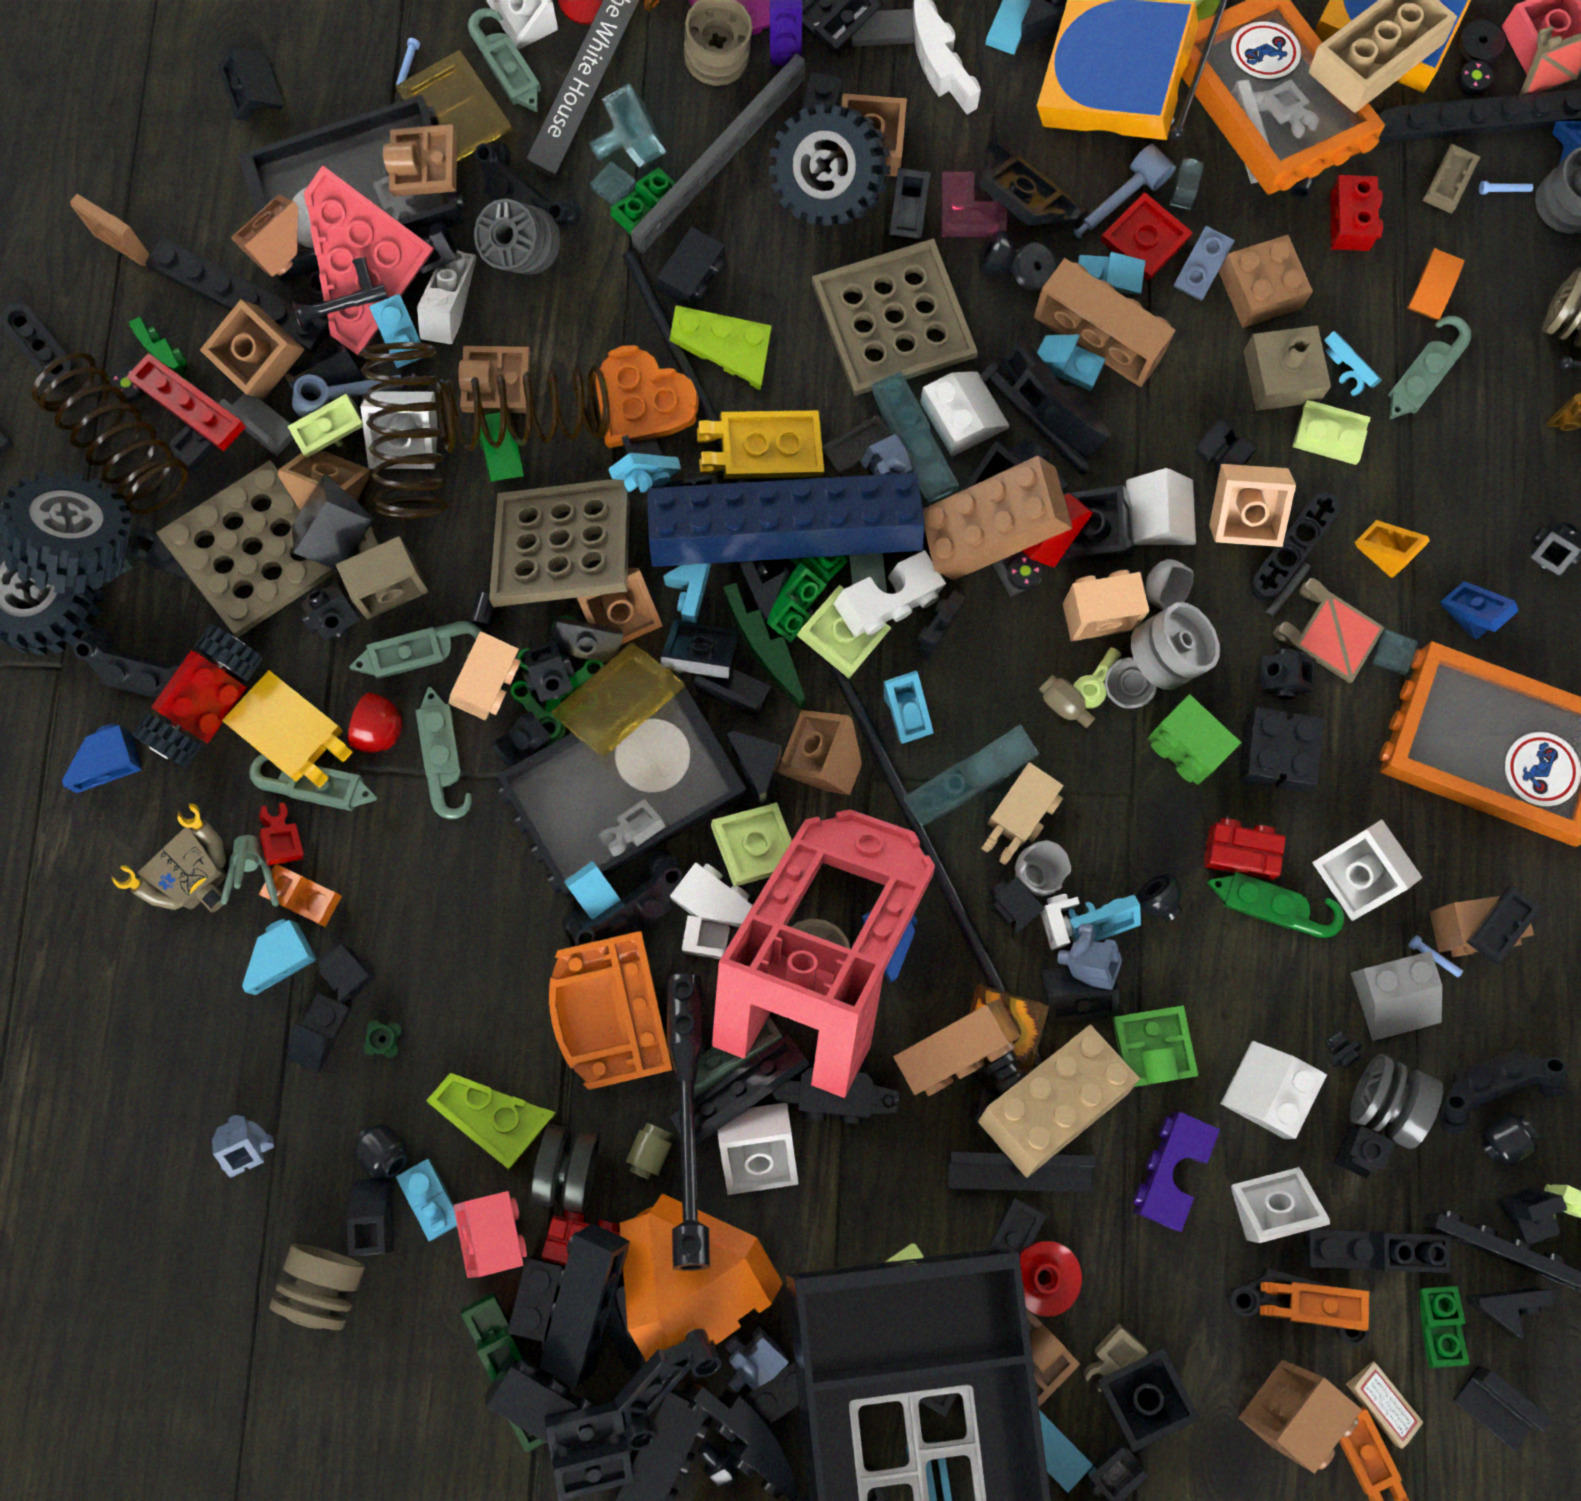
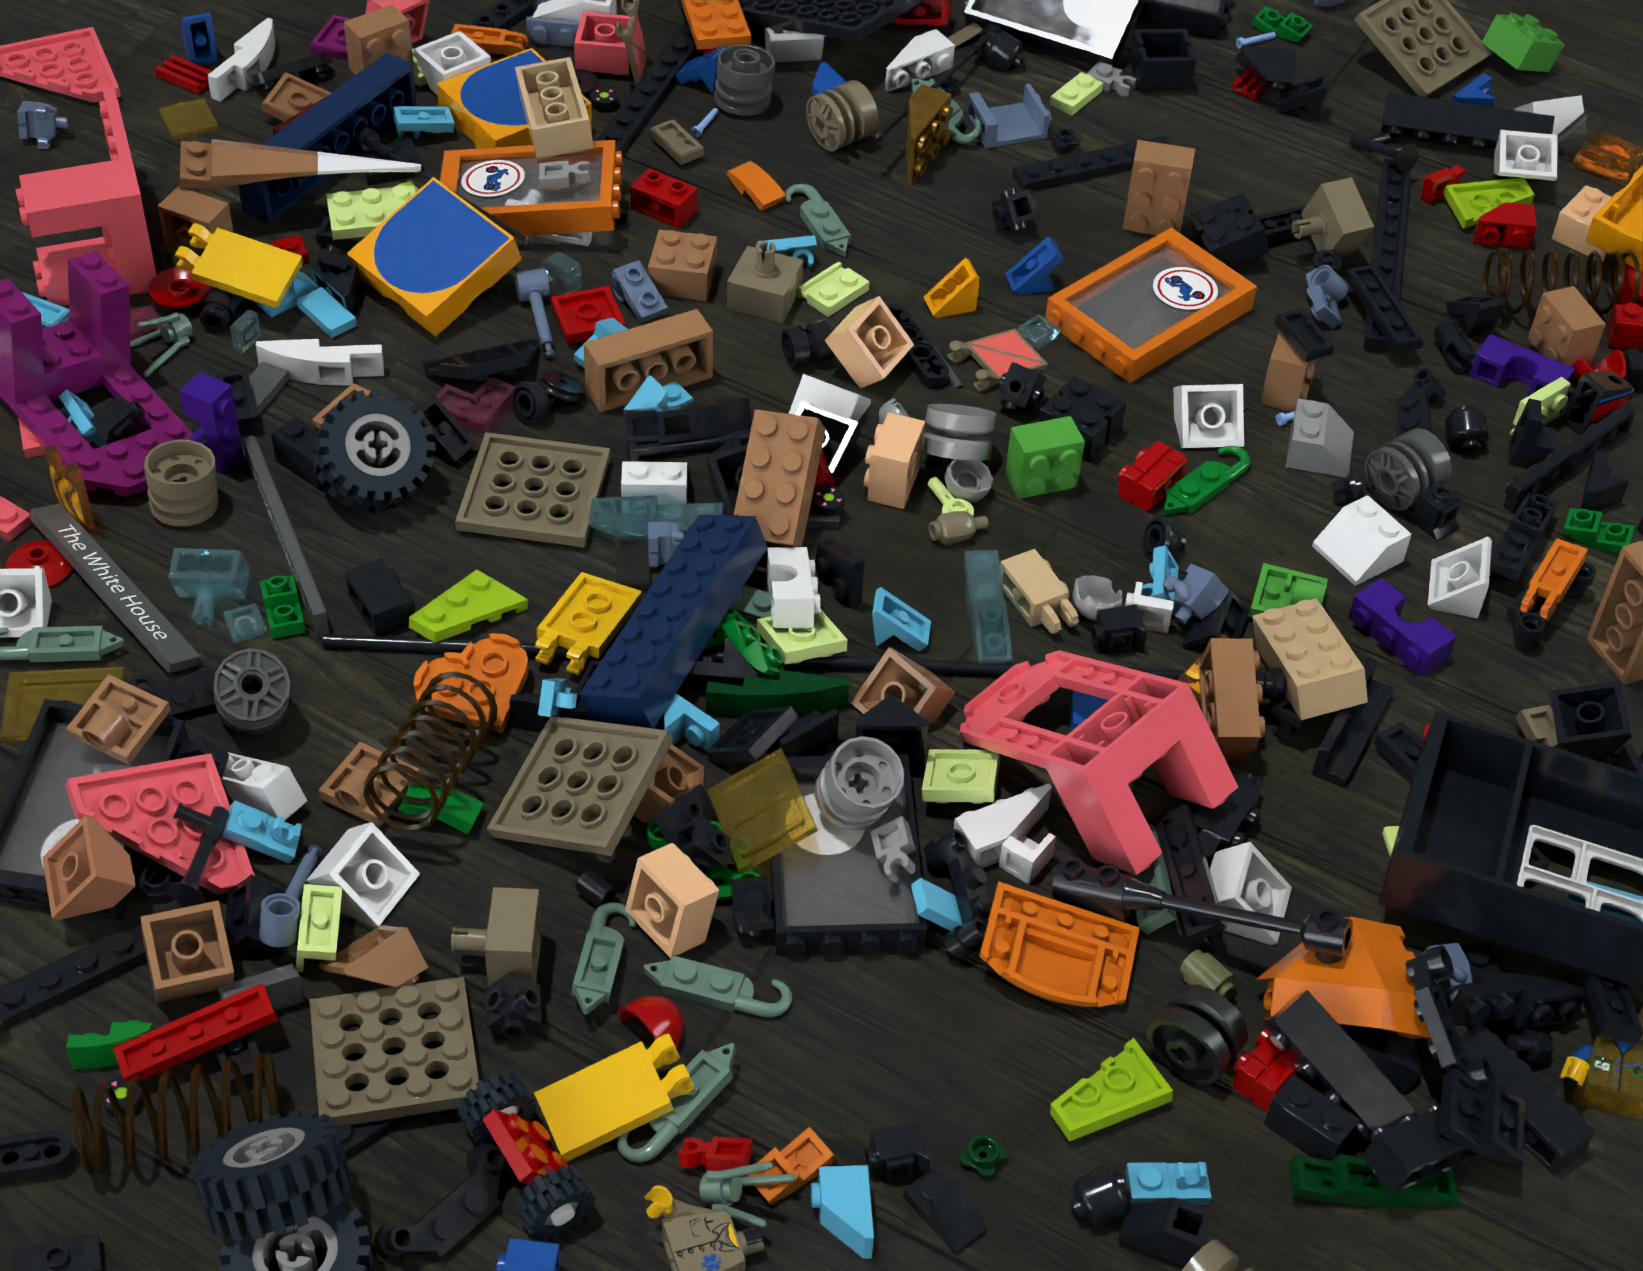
camera: 65 degrees left, 30 degrees down
(329, 525) = (429, 951): black slope -> none
(424, 351) = (456, 889): dark brown piece -> none
(489, 1234) = (1234, 1123): coral brick -> none
(650, 769) = (859, 783): none -> light grey wheel

